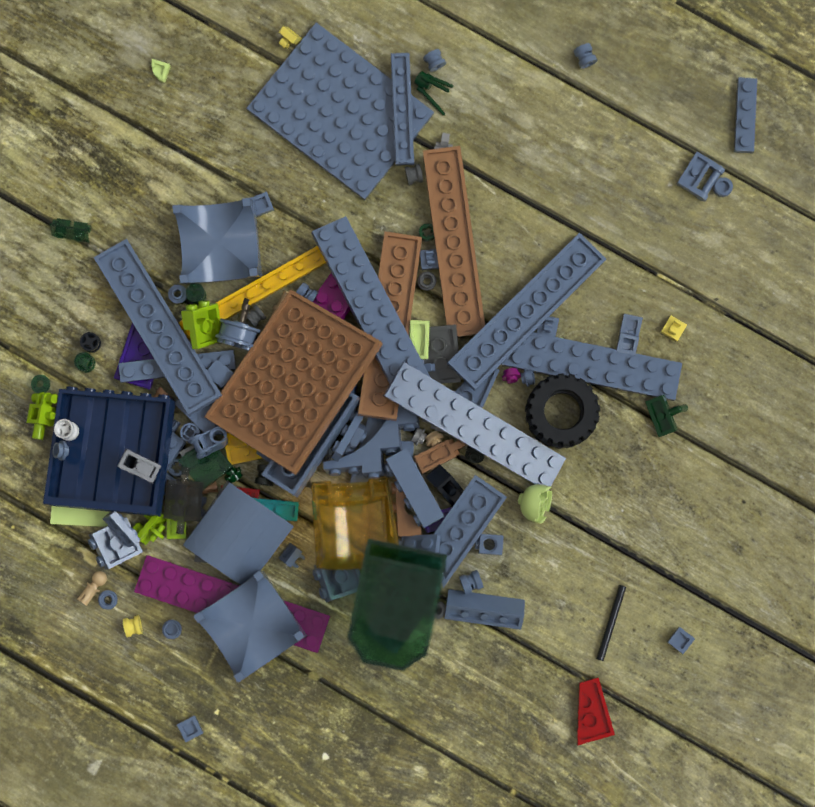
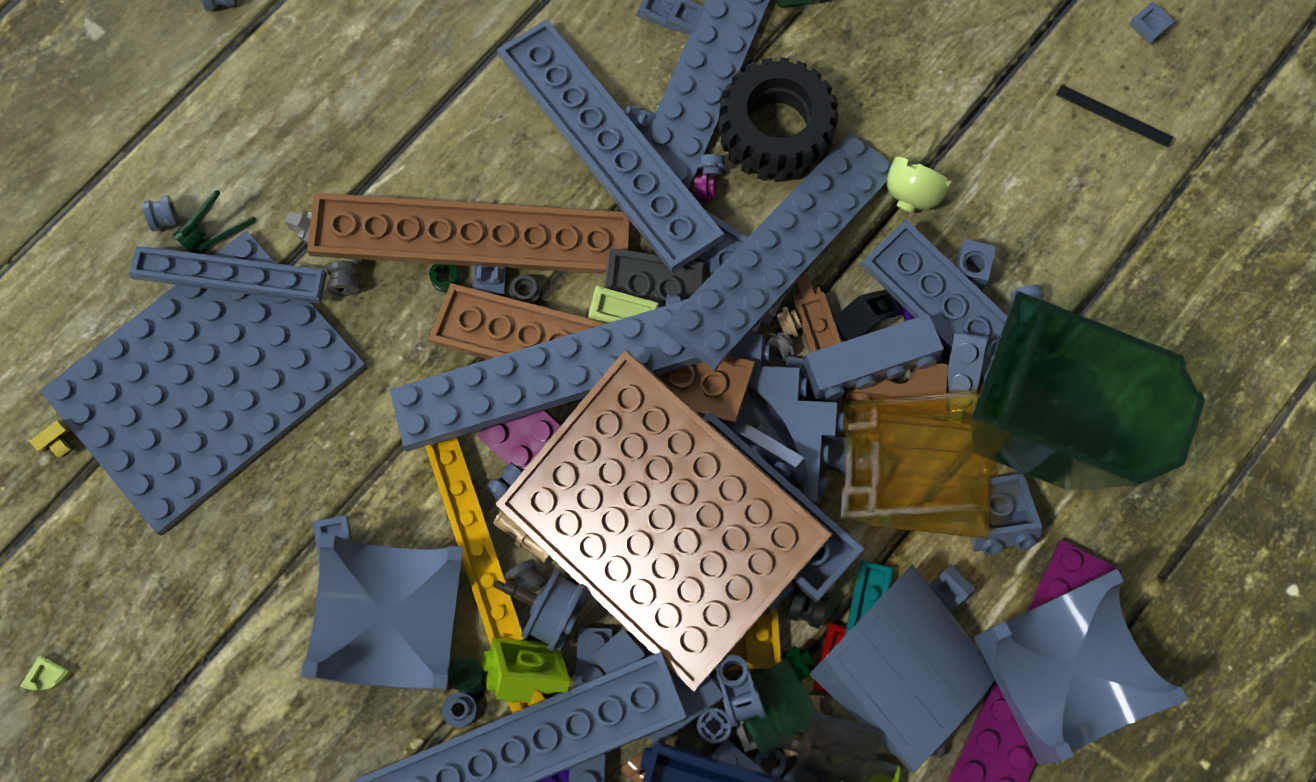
camera: 80 degrees left, 10 degrees down
(473, 456) = (824, 267): pearl dark grey plate -> none
(485, 609) = (1080, 273): sand blue panel -> none
(593, 713) = (1255, 163): red wing -> none

